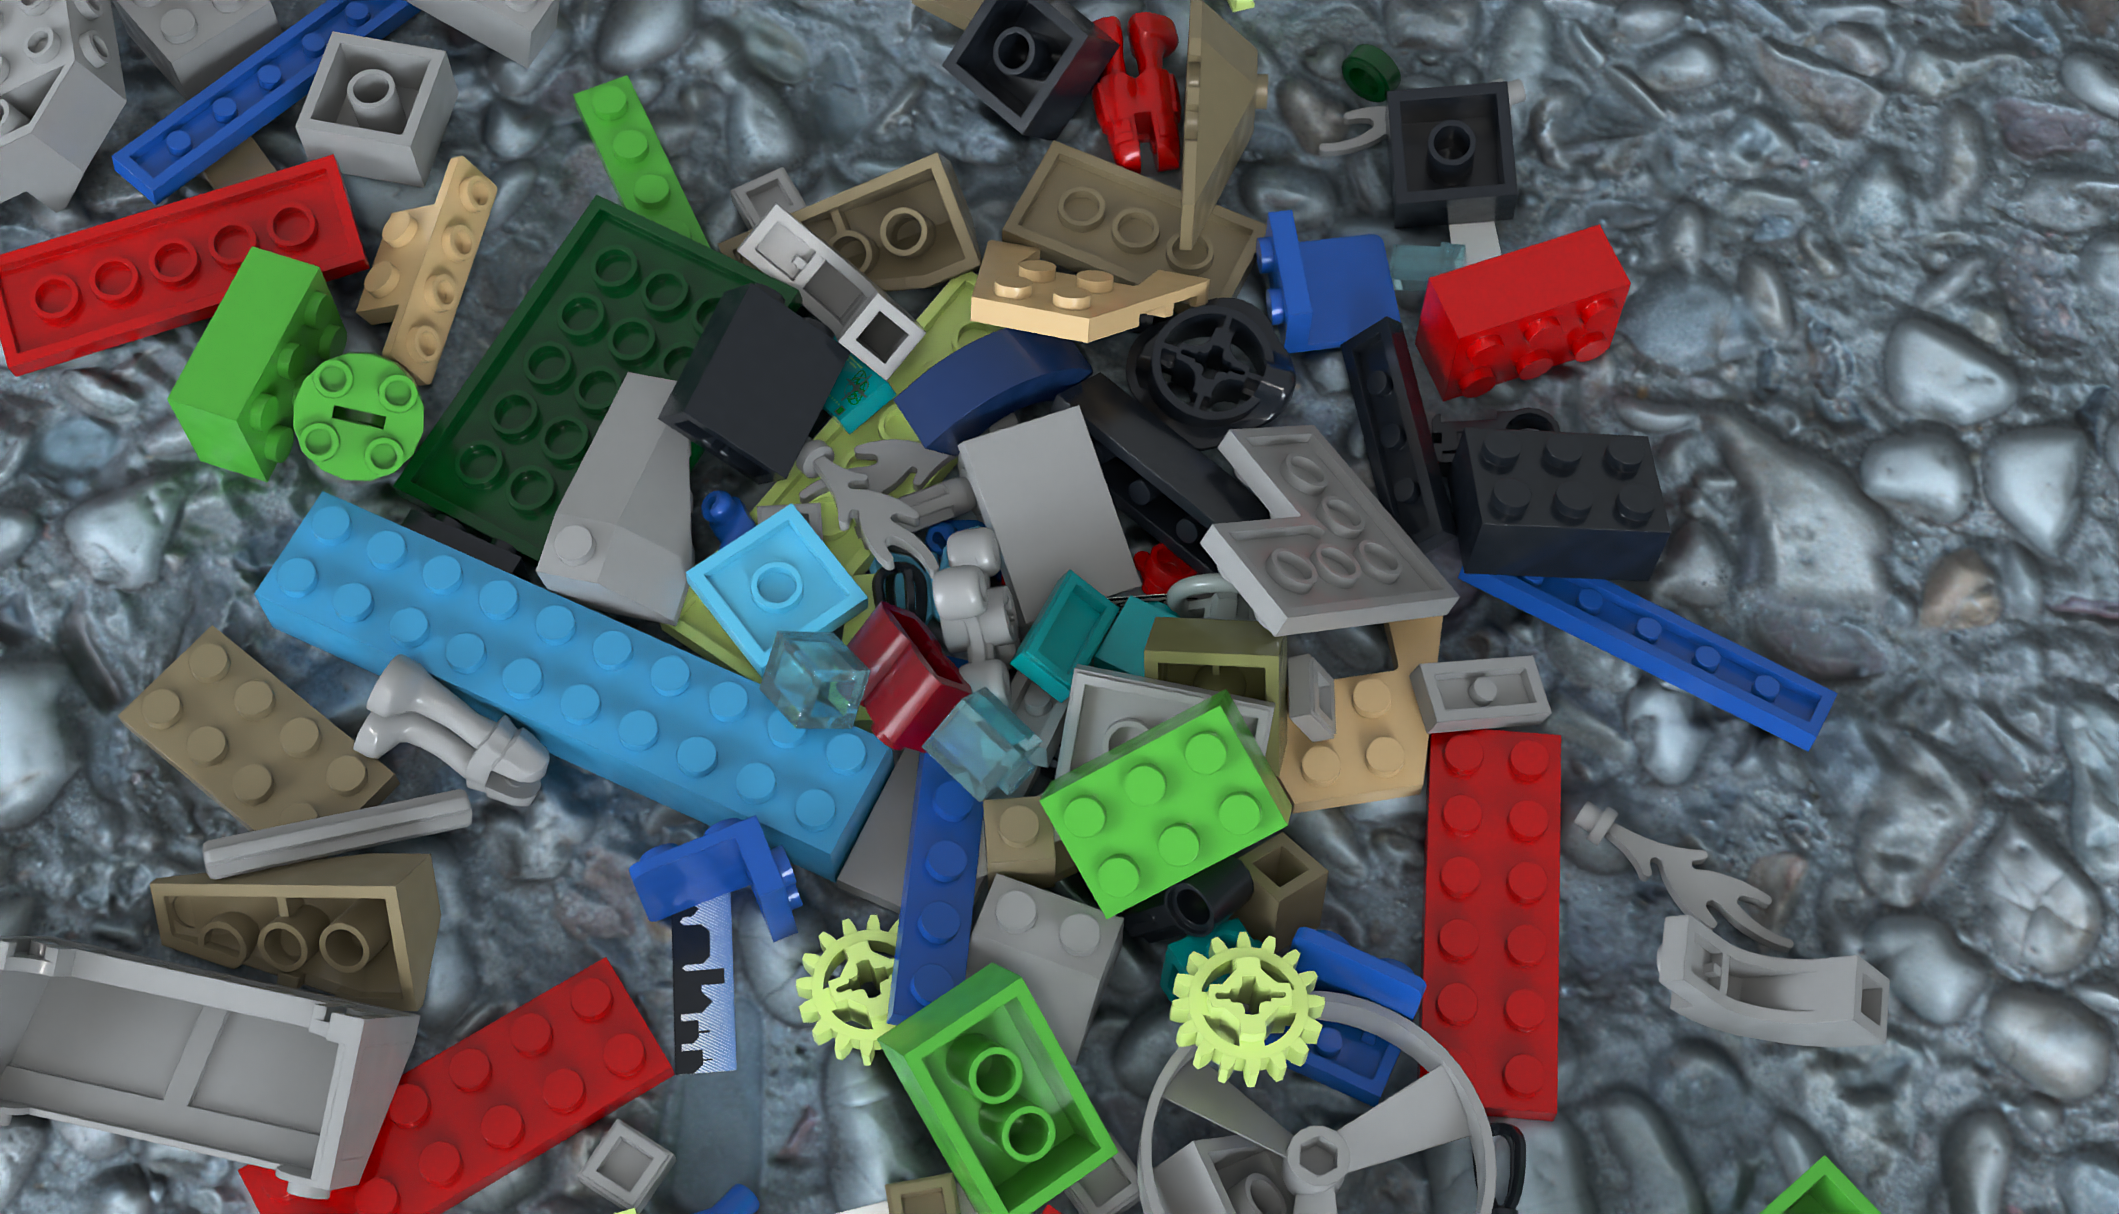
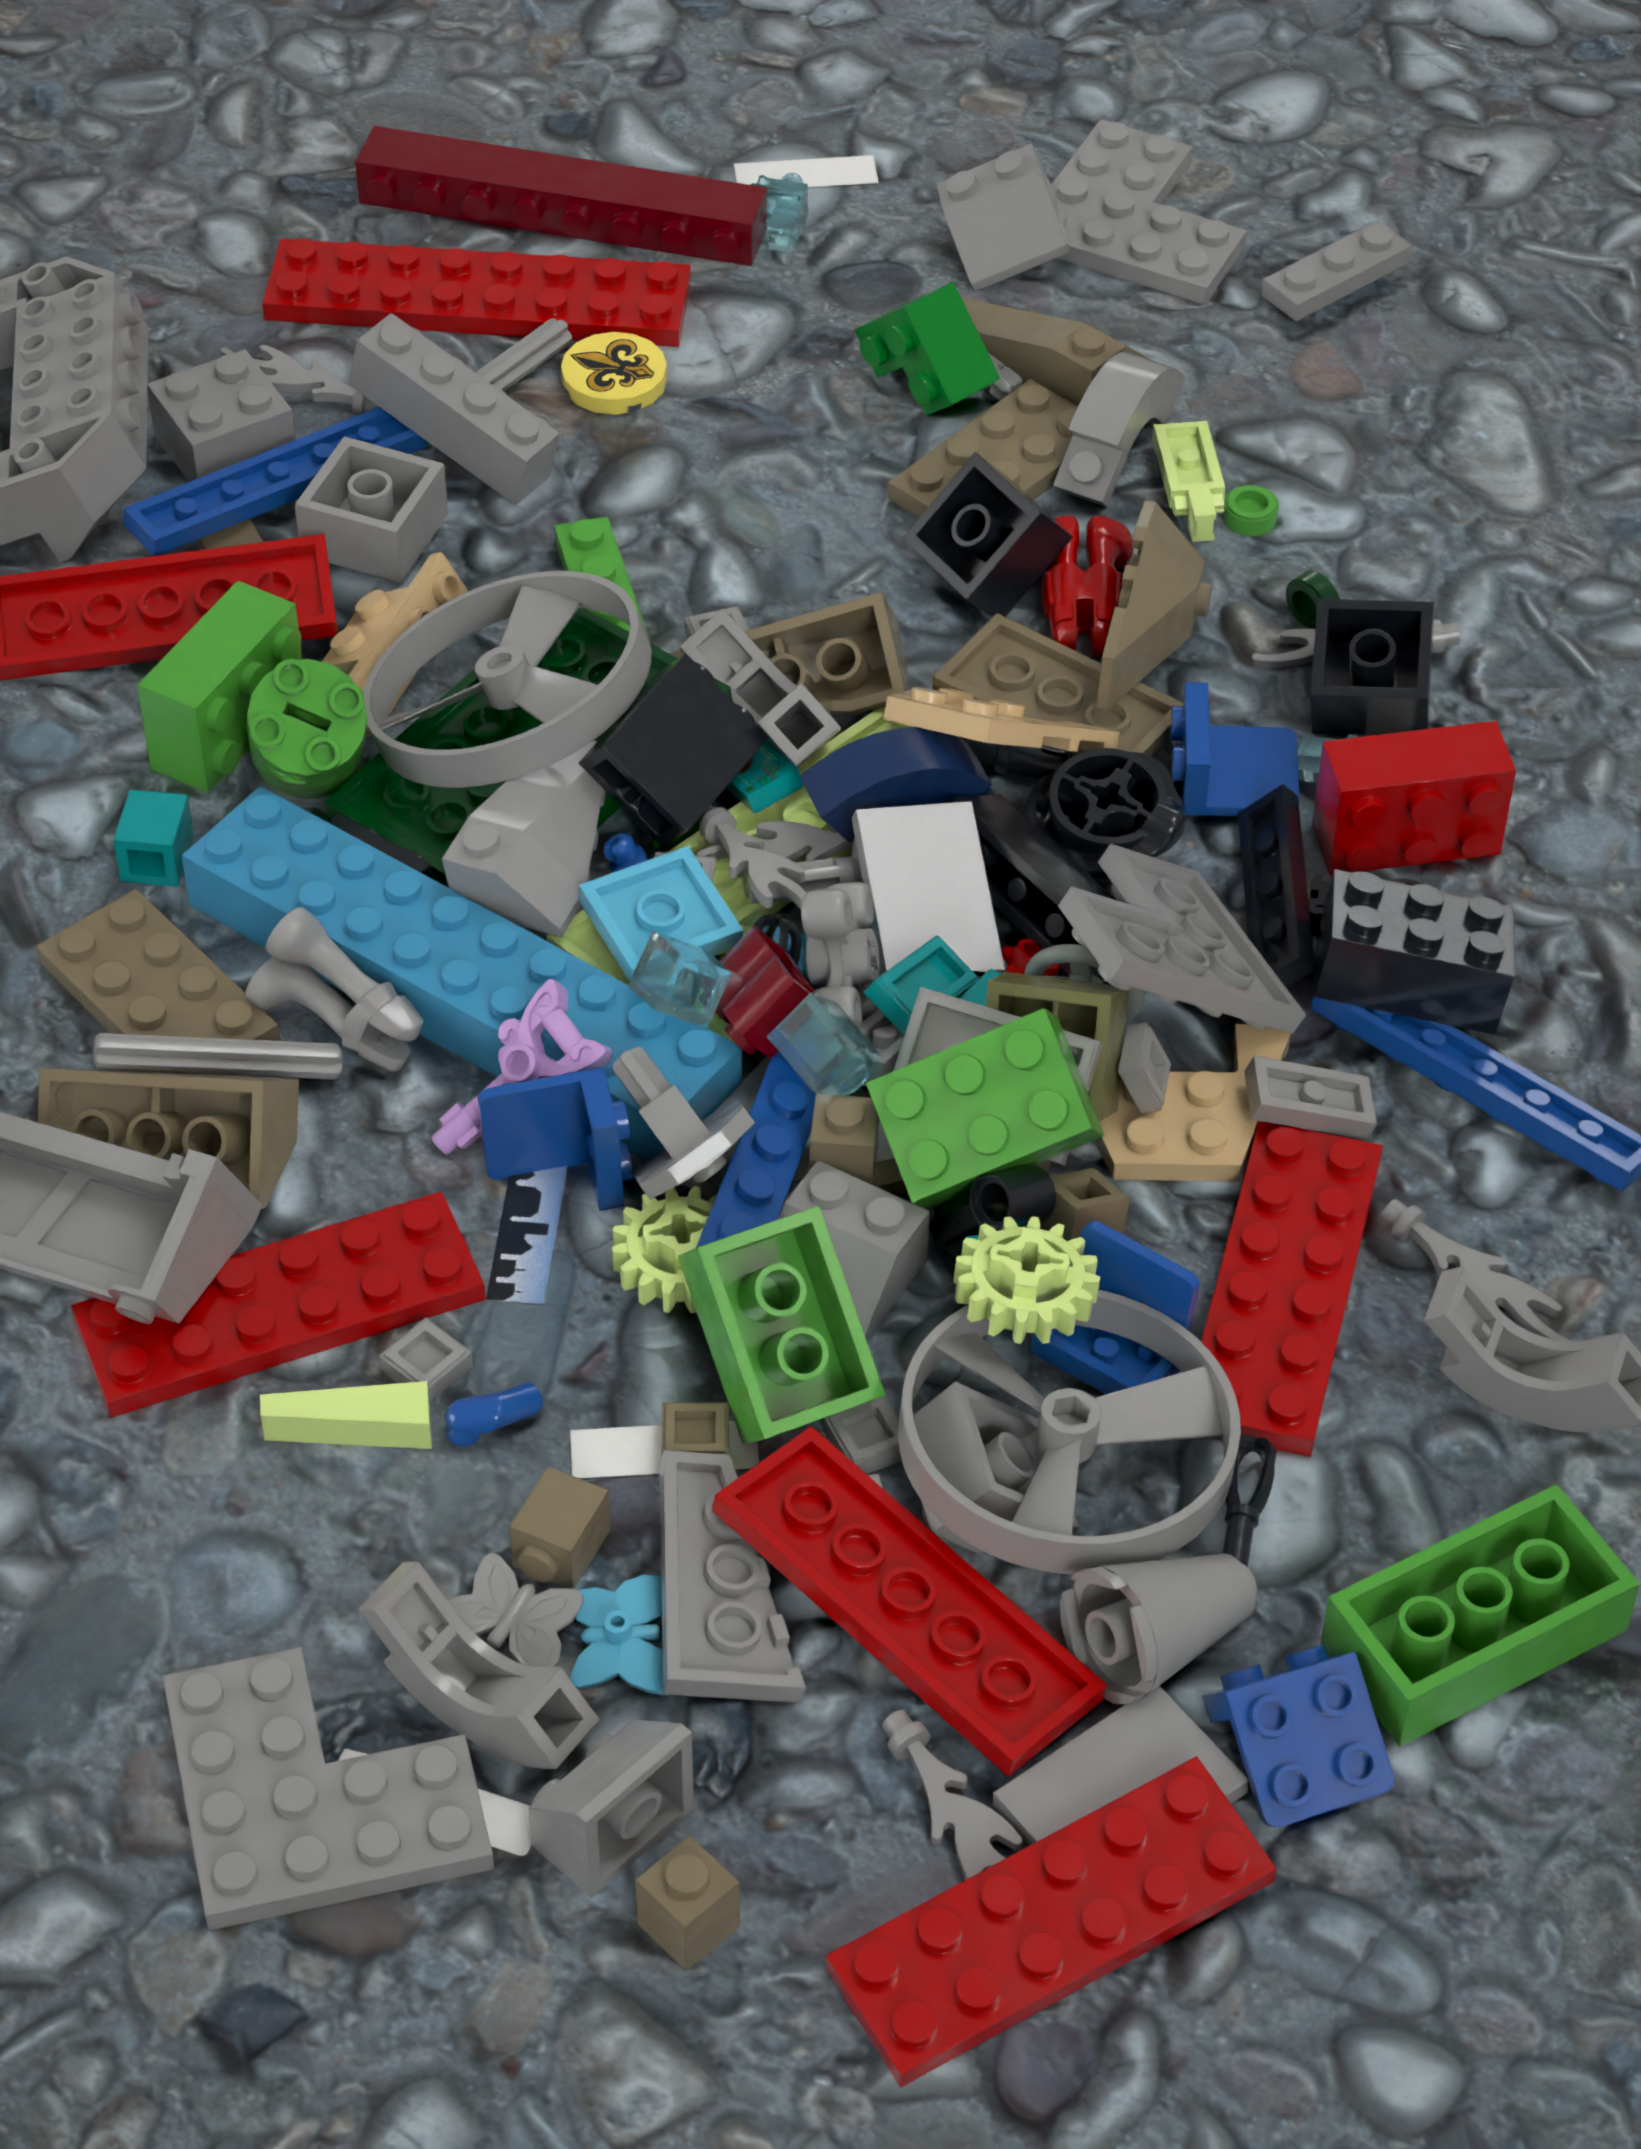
camera: 10 degrees right, 15 degrees down
(219, 558) = (153, 837): none -> teal brick
(642, 360) = (568, 707): none -> light grey piece
(670, 804) = (526, 1060): none -> lavender piece
(858, 878) = (691, 1145): none -> light grey piece

